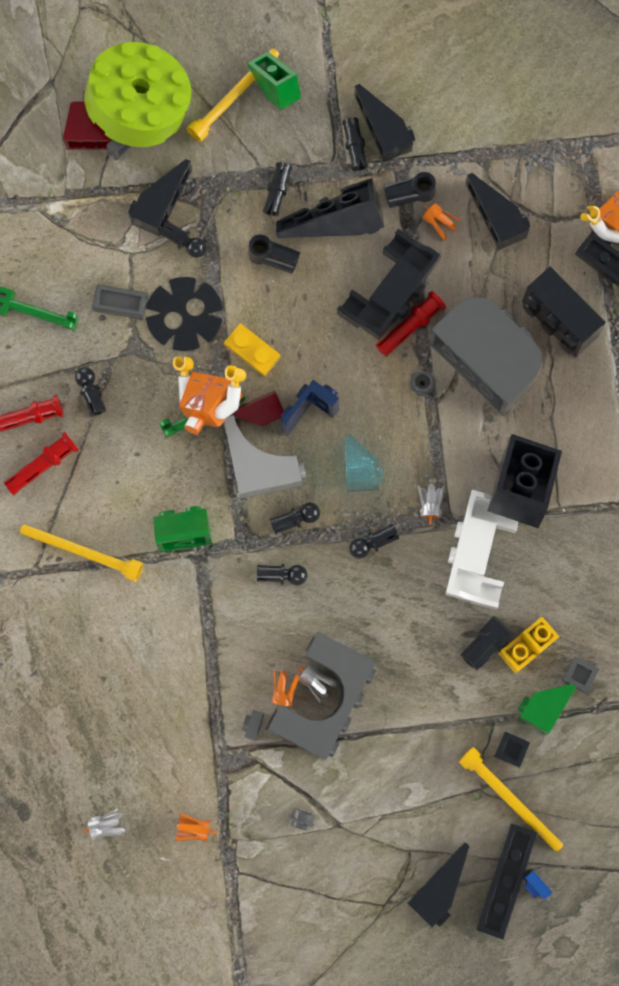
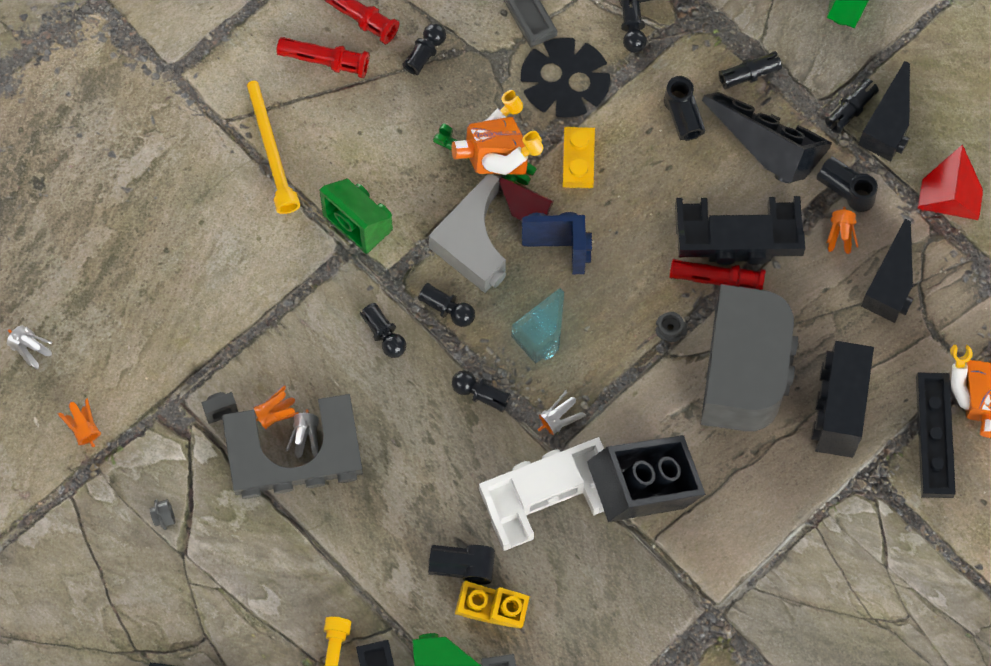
camera: 50 degrees right, 10 degrees down
(463, 128) = (952, 188): none -> red slope

